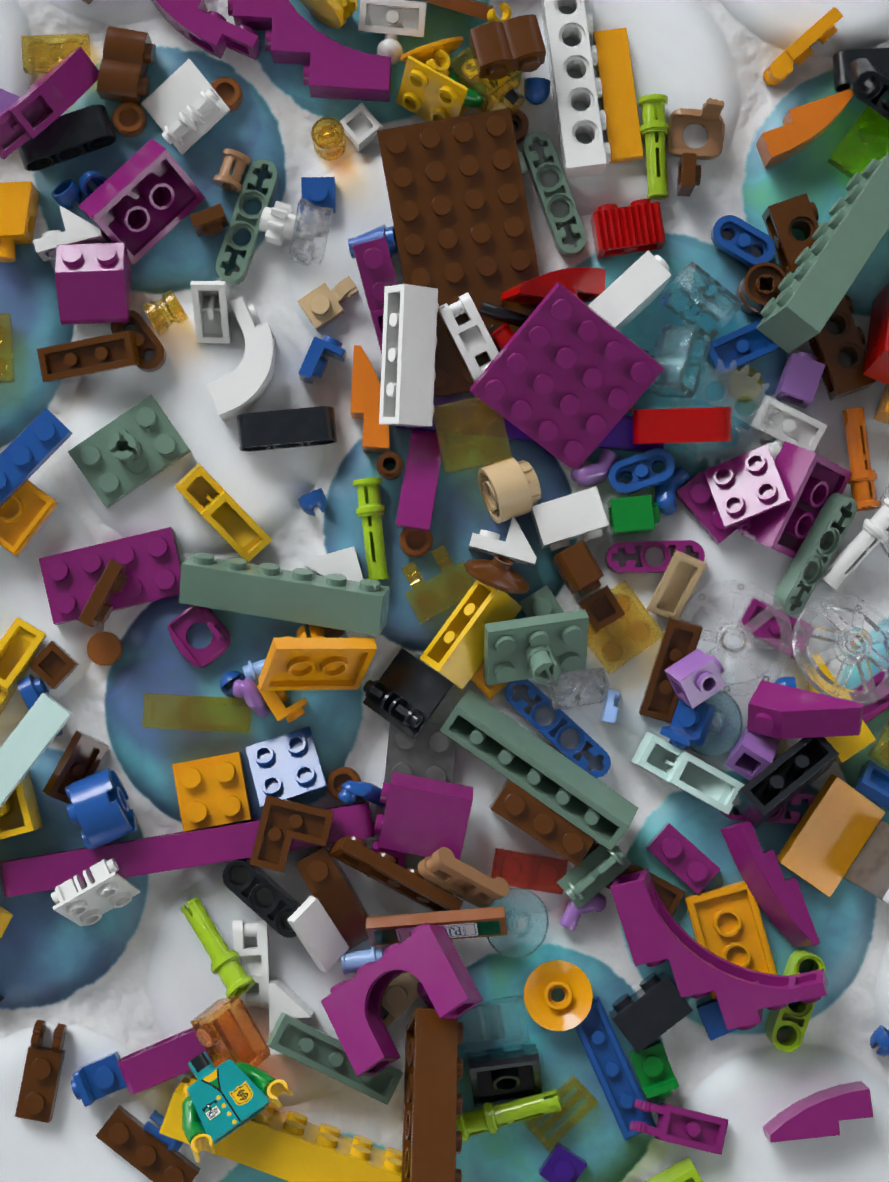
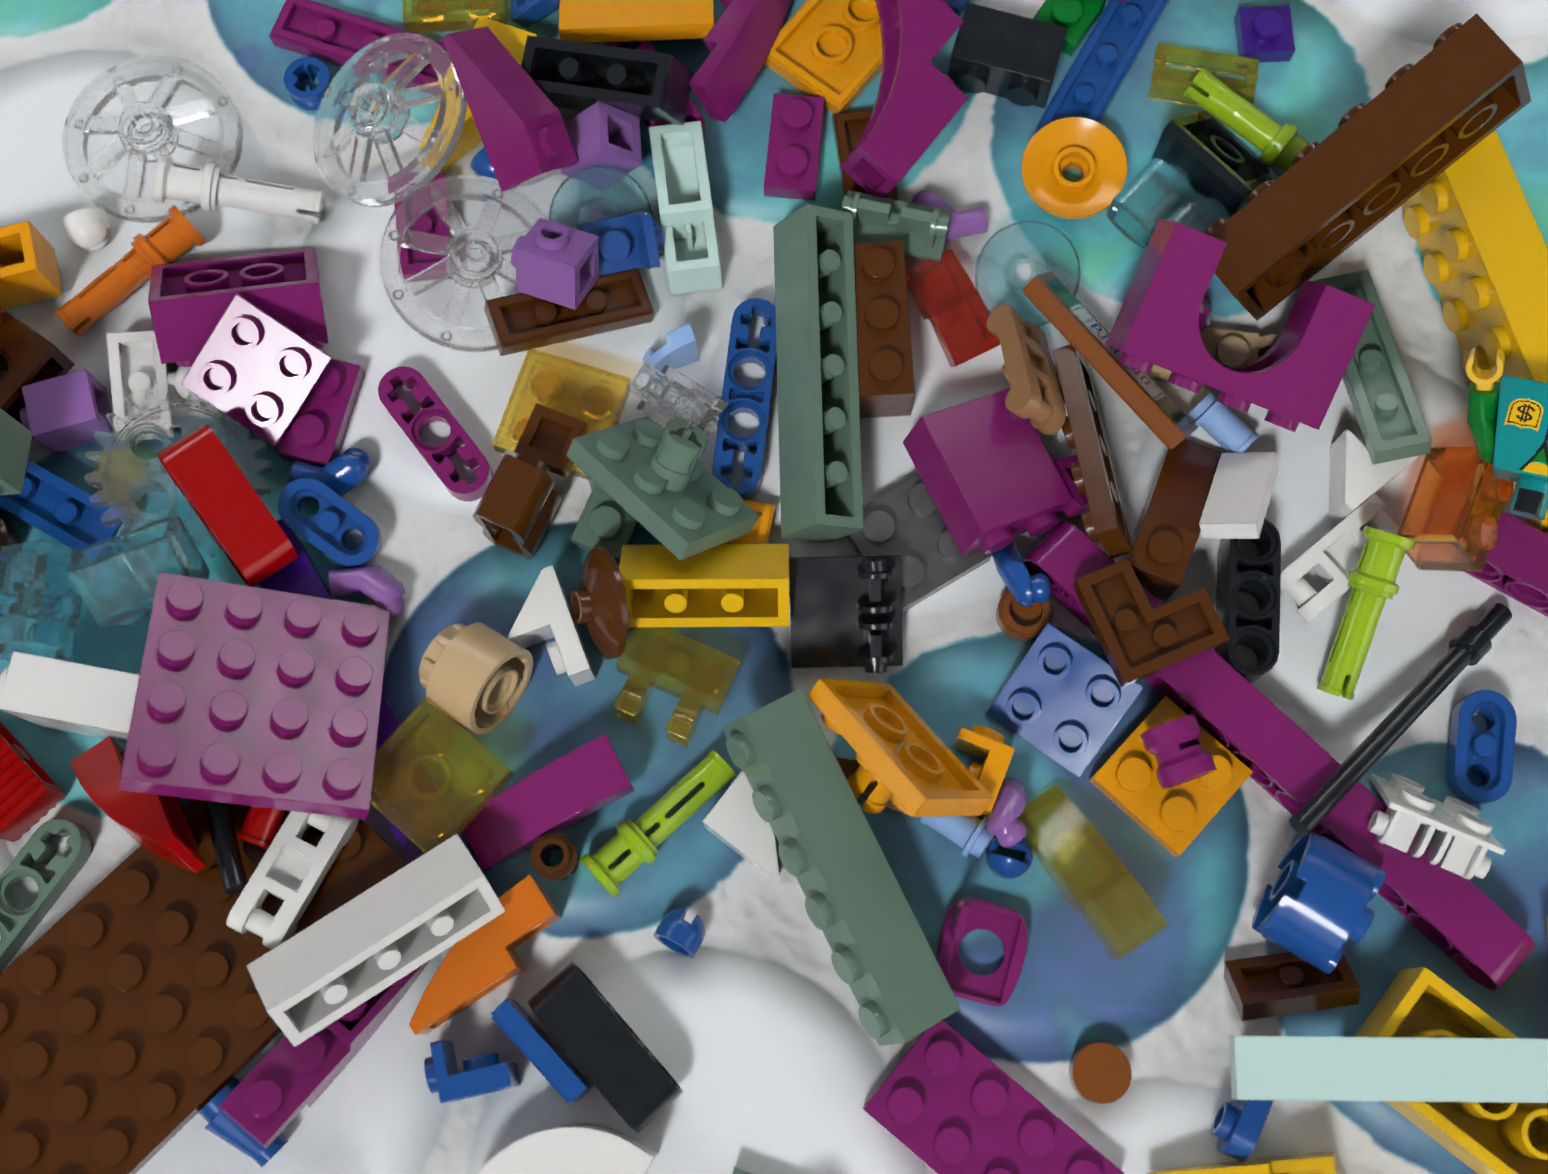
camera: 120 degrees left, 10 degrees down
(53, 665) = (1179, 1128): reddish brown plate -> none
(98, 606) = (1057, 1118): reddish brown plate -> none
(108, 956) = (1486, 750): none -> blue plate
(161, 988) = (1464, 649): none -> black bar
(208, 797) = (1178, 752): none -> magenta wheel
(223, 513) = (788, 1050): yellow slope -> none
(306, 398) = (541, 1050): none -> blue tile
(324, 305) = (386, 1131): tan plate -> none
(415, 543) = (637, 751): dark orange tile -> none
(569, 518) = (460, 570): white brick -> none
(632, 515) = (399, 495): green brick -> none
(676, 585) = (454, 375): tan tile -> none
(837, 510) = (286, 240): sand green beam -> none

